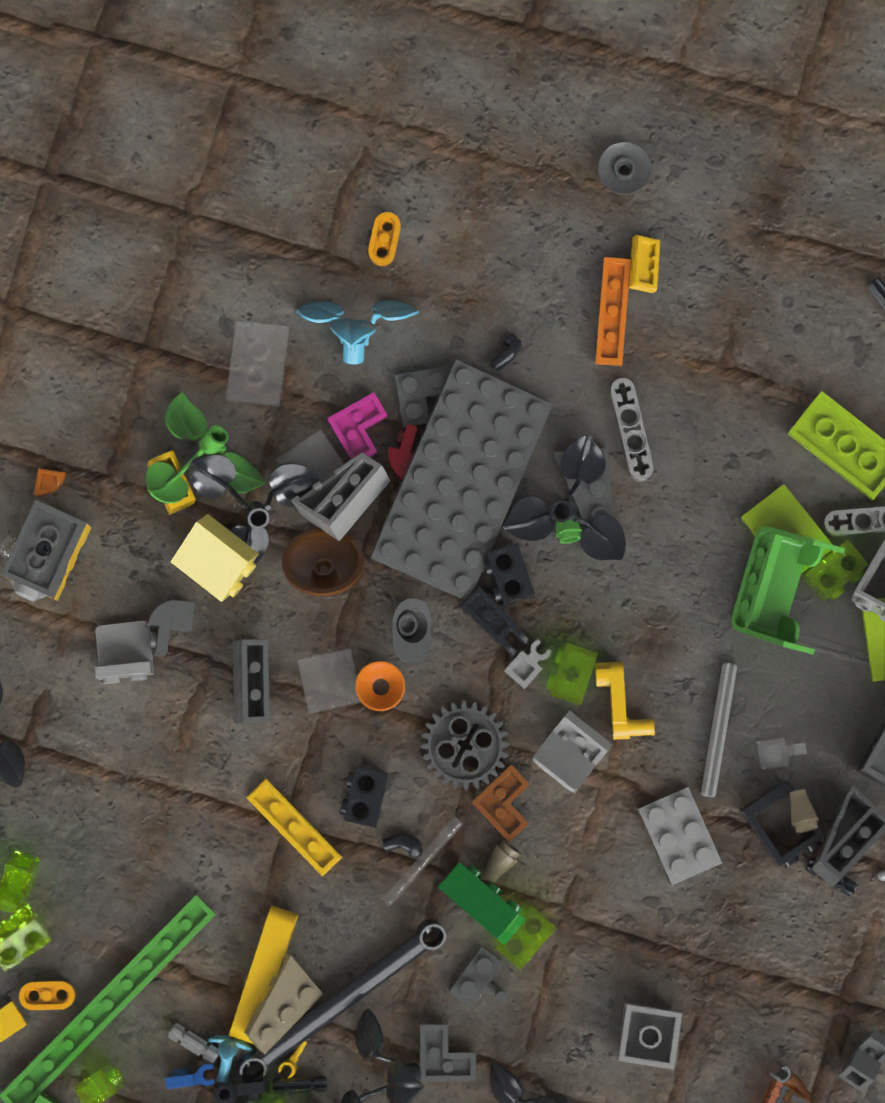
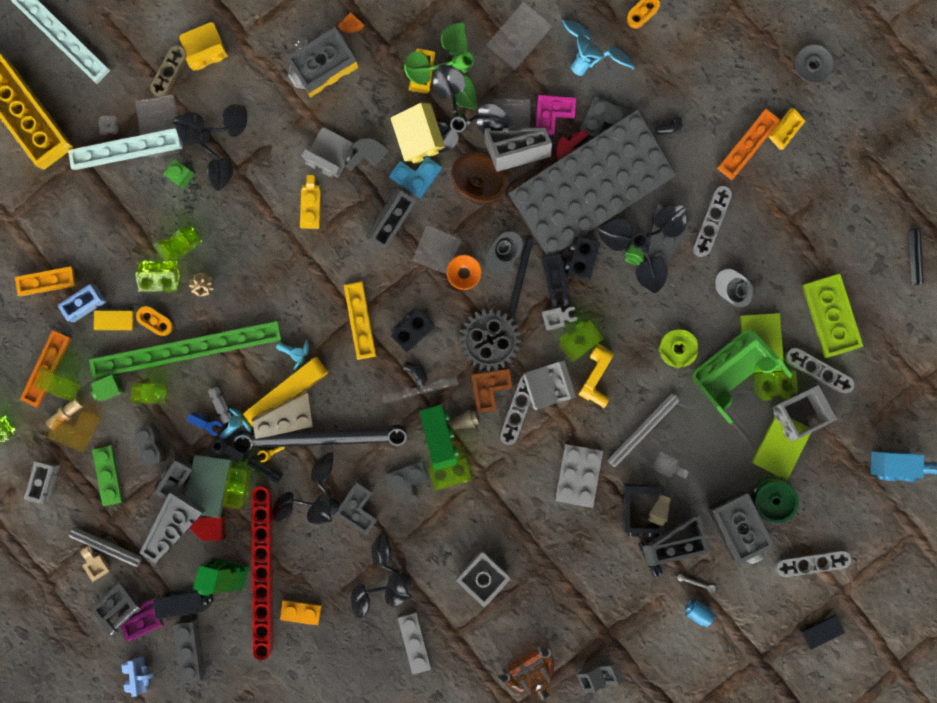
camera: 30 degrees right, 5 degrees up
(75, 912) = (201, 284): none -> tan gear
(142, 728) = (310, 204): none -> yellow hinge
(246, 918) = (296, 354): none -> medium azure plant
(252, 615) = (417, 181): none -> dark azure plate
(450, 645) = (520, 276): none -> black bar
(549, 807) = (515, 408): none -> light grey beam
(681, 614) = (689, 348): none -> lime plate
(711, 489) = (735, 287): none -> dark grey piece

